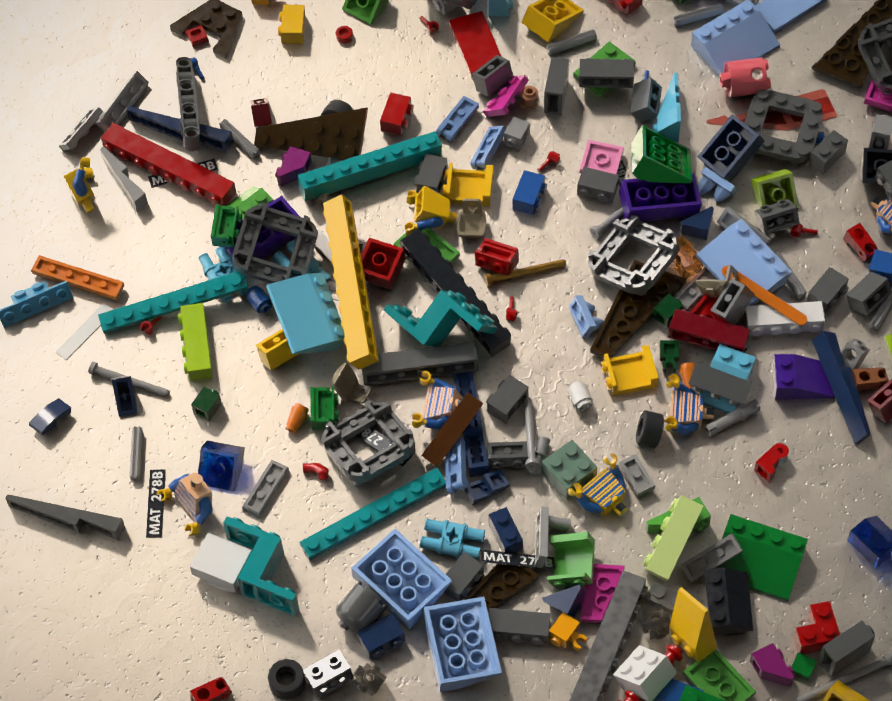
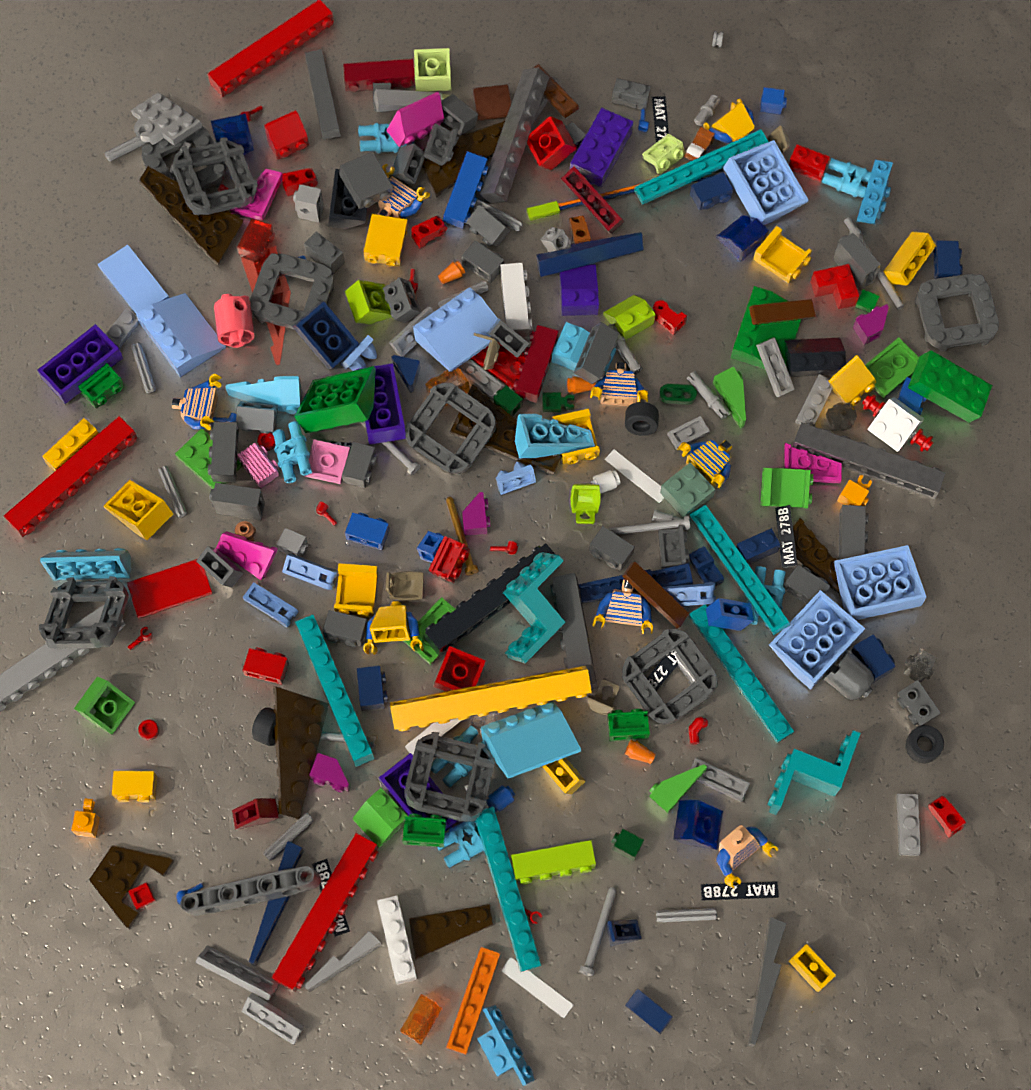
camera: 95 degrees left, 10 degrees up
(65, 236) = (420, 1019): none -> clear orange window
(70, 553) = (812, 968): none -> yellow brick
(78, 185) = (360, 1004): torso -> none
(136, 217) = (397, 940): none -> white brick
(145, 259) = (445, 928): none -> dark brown wing
(206, 660) = (908, 824): none -> light grey plate
(220, 562) = (812, 812): white brick -> none
(253, 439) = (673, 789): none -> bright green slope
(372, 196) = (371, 688): none -> dark blue brick
(430, 497) = (729, 614): none -> blue brick
(478, 509) = (740, 570): none -> teal plate
(515, 240) = (429, 546): none -> blue brick
(543, 522) = (759, 514): light grey piece -> none
(544, 282) = (474, 516): none -> magenta slope
(559, 375) = (585, 500): none -> lime piece
(567, 600) = (826, 492): dark blue slope -> none
(595, 424) = (635, 475): none -> white sticker
(597, 105) = (257, 464): none -> bright pink brick
(609, 129) = (292, 452): none -> medium azure pin
(623, 114) = (266, 441): none -> red tile
(625, 337) = (542, 437): none -> medium azure wedge
(657, 56) = (199, 404): none -> torso
(673, 538) = (766, 394): yellowish green brick -> none
(681, 468) = (677, 394): none -> dark green plate
(688, 491) = (713, 401): none -> light grey pin
(769, 424) = (631, 316): none -> lime slope
(770, 299) = (497, 311): orange piece -> none
(778, 567) = (782, 311): none -> reddish brown tile
(814, 264) = (451, 273): none -> orange cone
(839, 95) = (255, 240): none -> clear red brick
(847, 202) = (385, 240): none -> yellow panel
(855, 579) = (782, 256): none -> yellow panel

